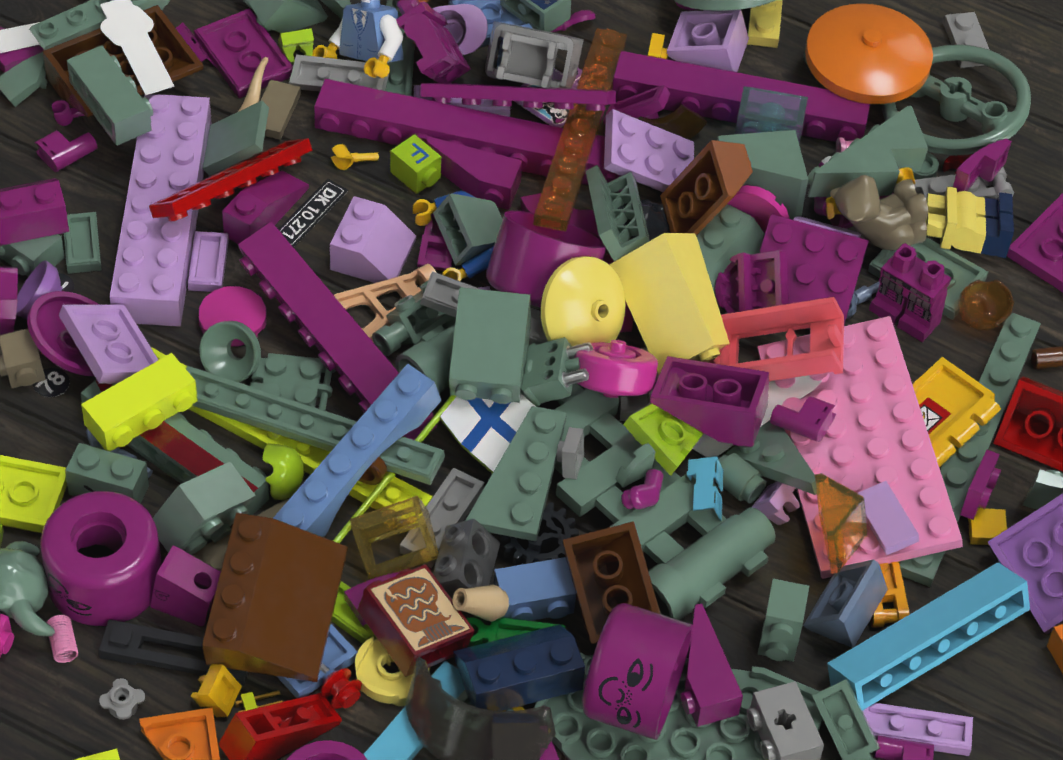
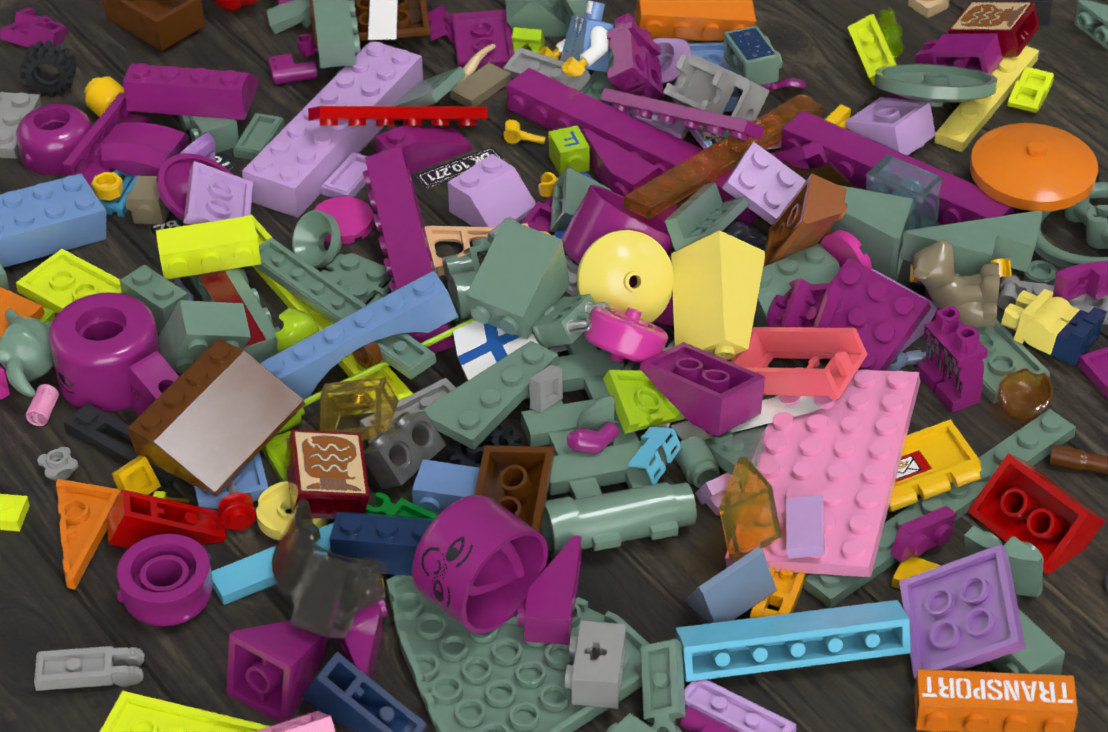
camera: 30 degrees right, 10 degrees down
(484, 601) = (391, 477): tan cone -> none
(783, 620) = (656, 579): sand green brick -> none
(811, 420) = (786, 432): magenta piece -> none

